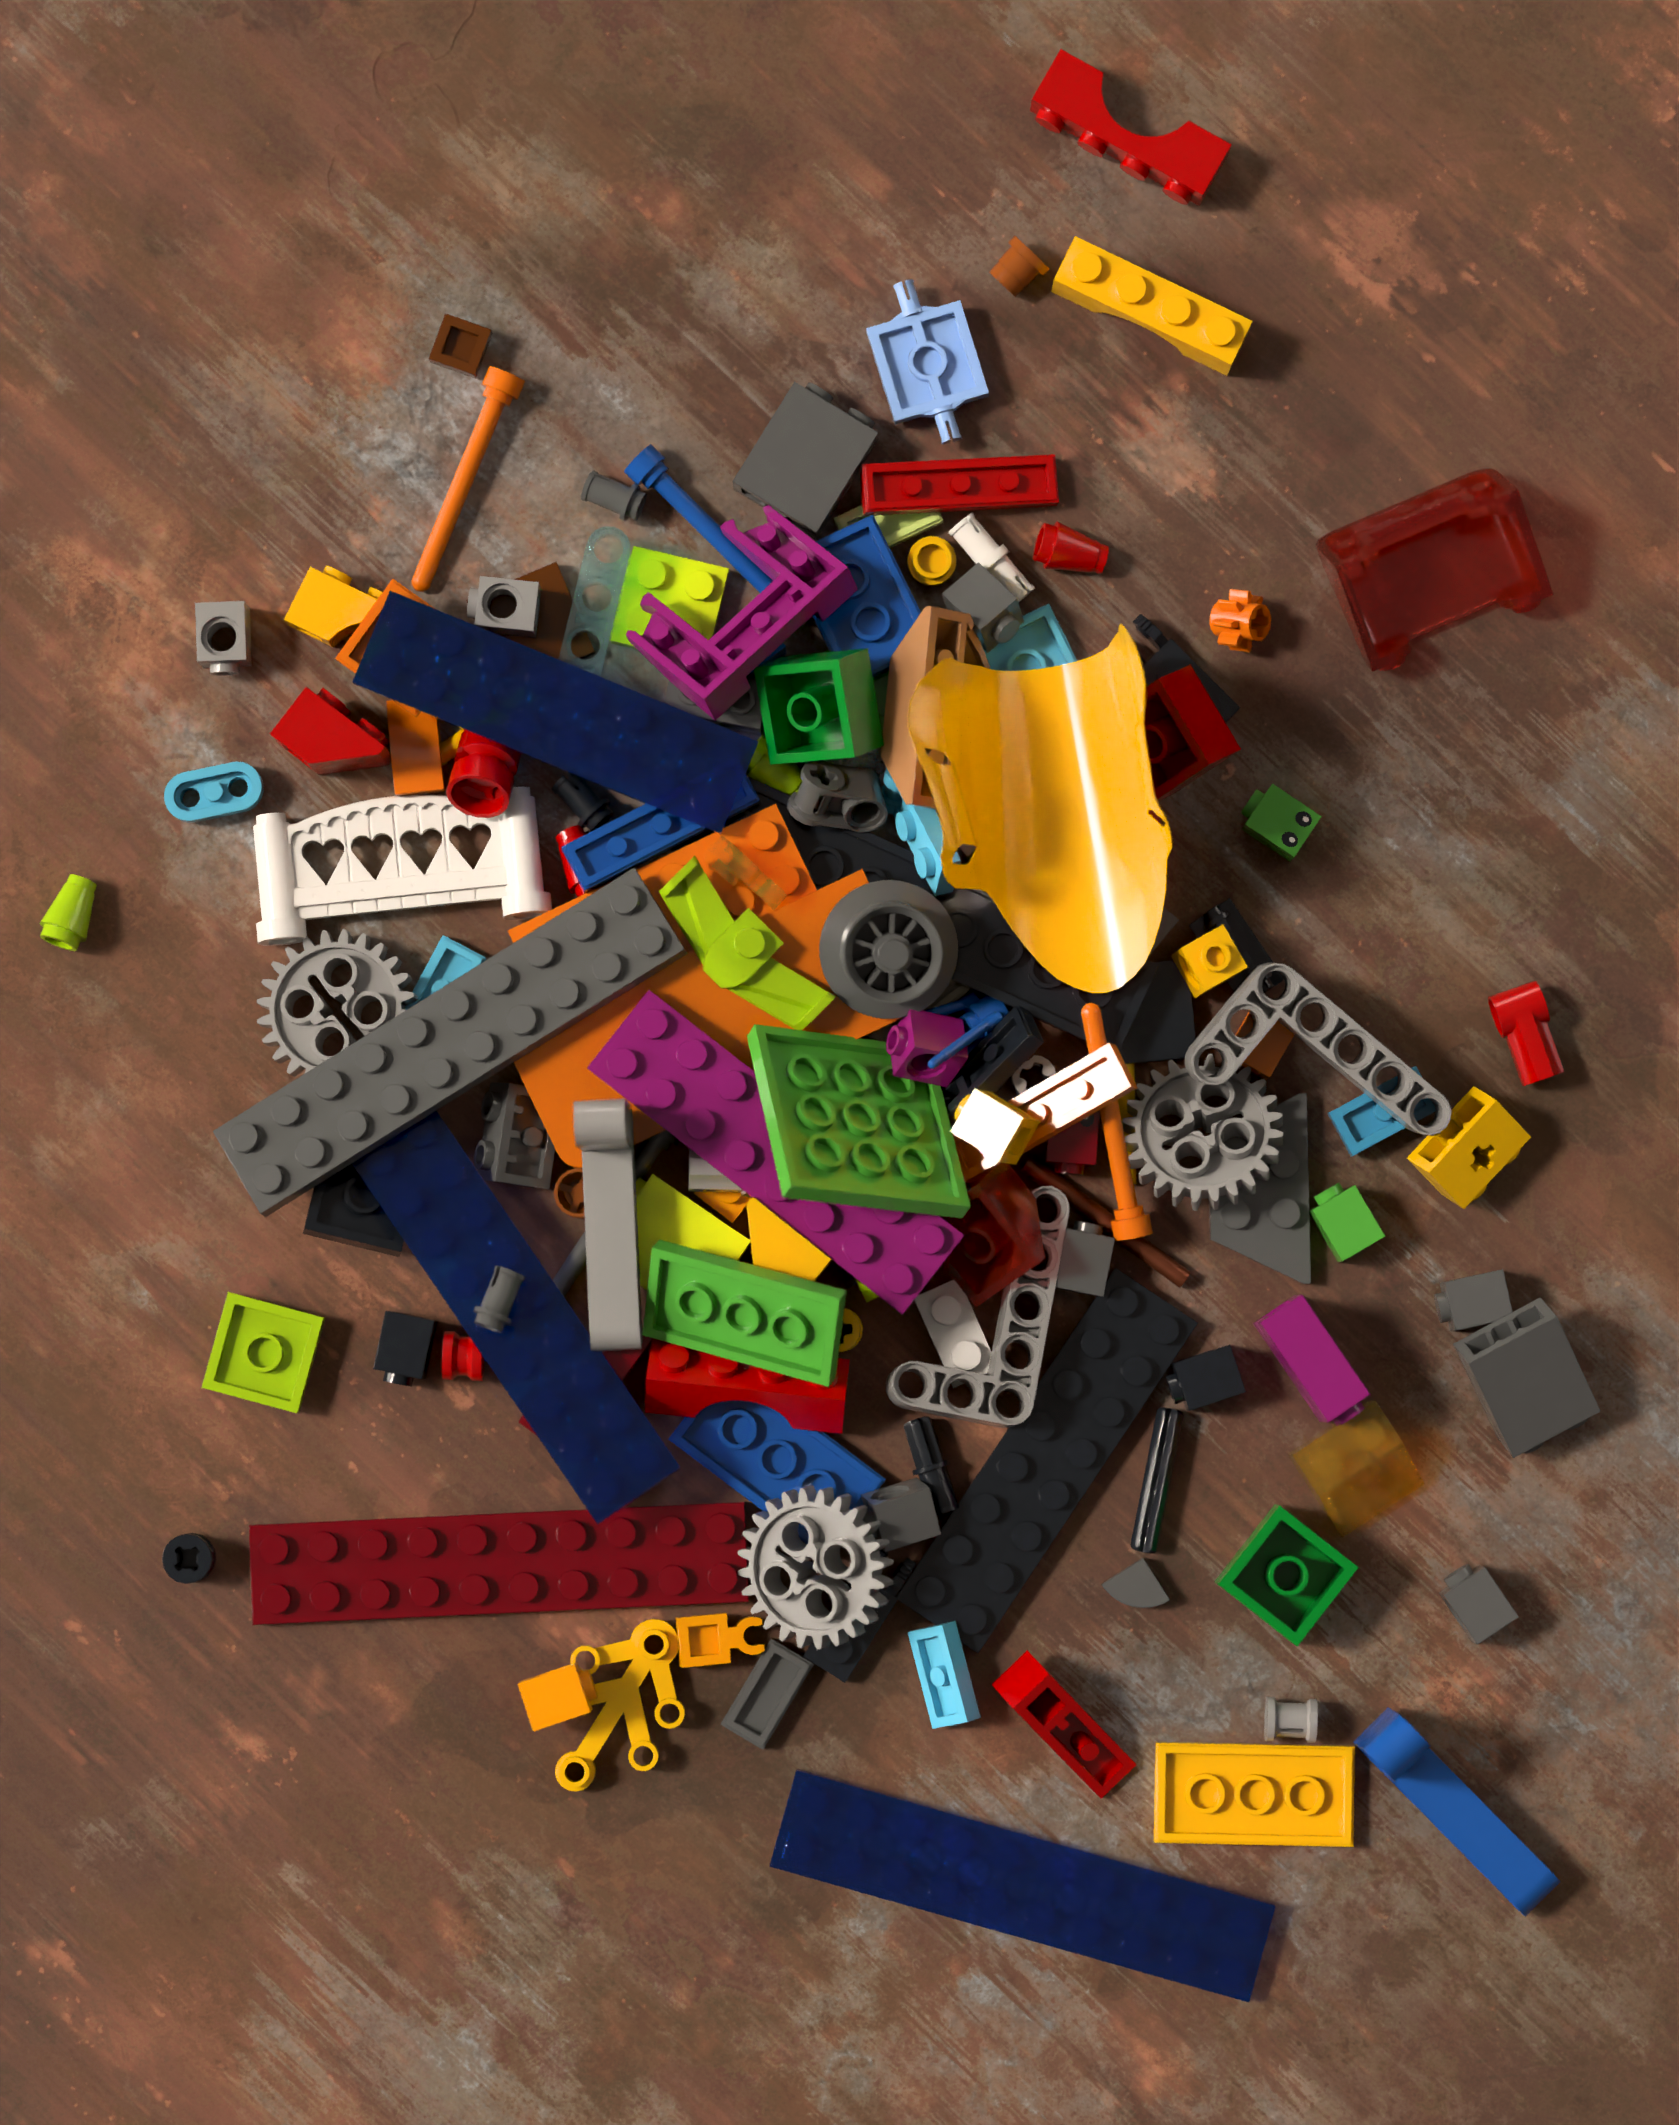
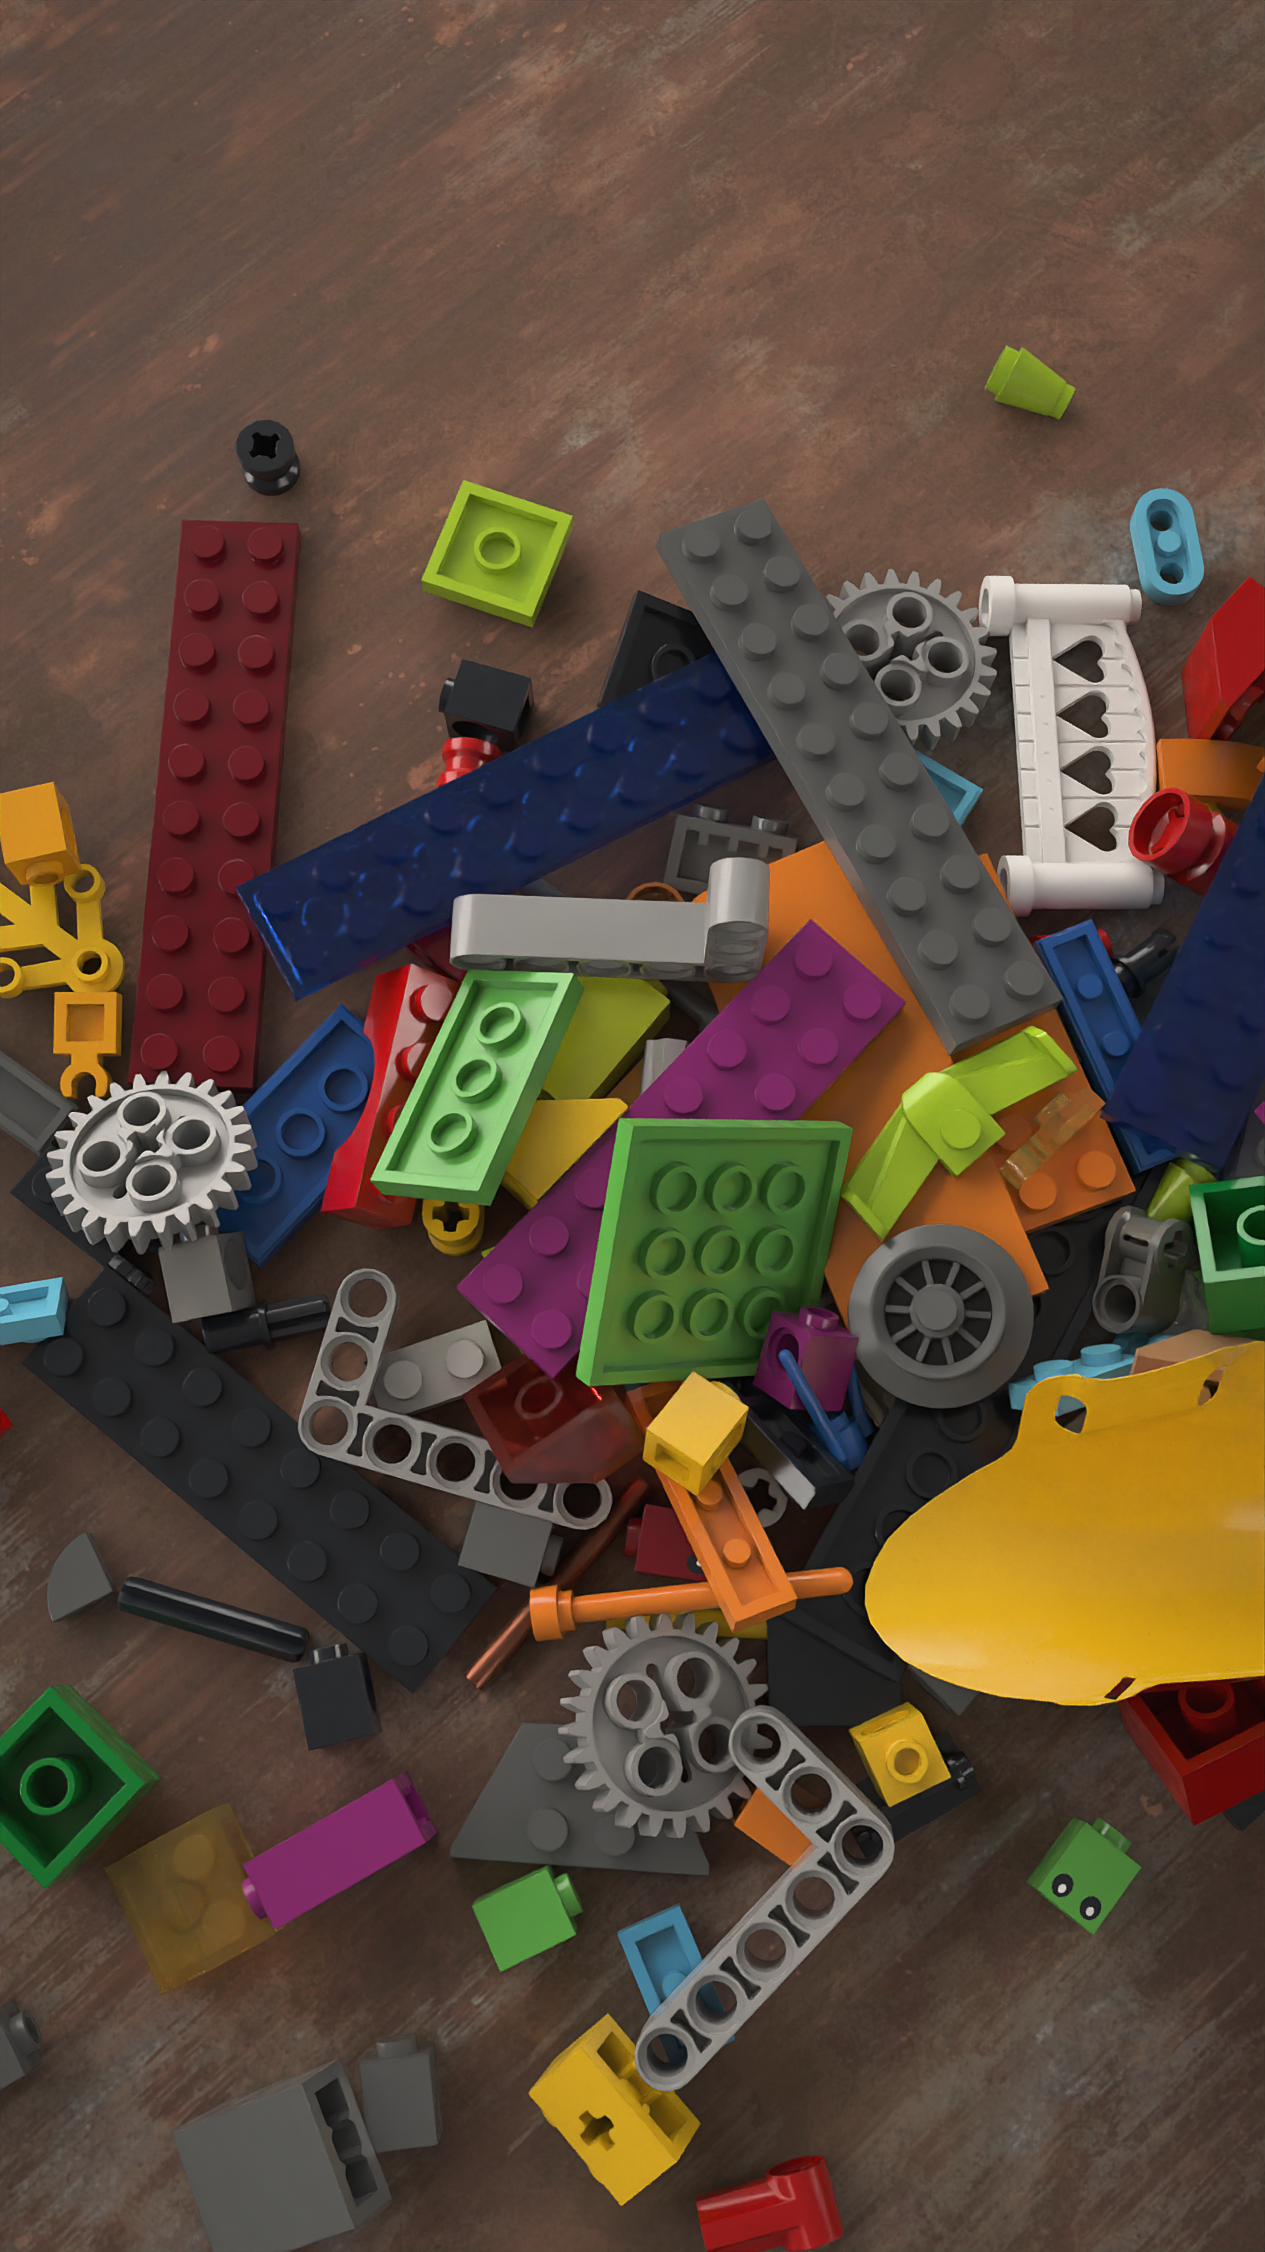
camera: 95 degrees right, 10 degrees down
(498, 1300) = (526, 790): dark grey pin -> none

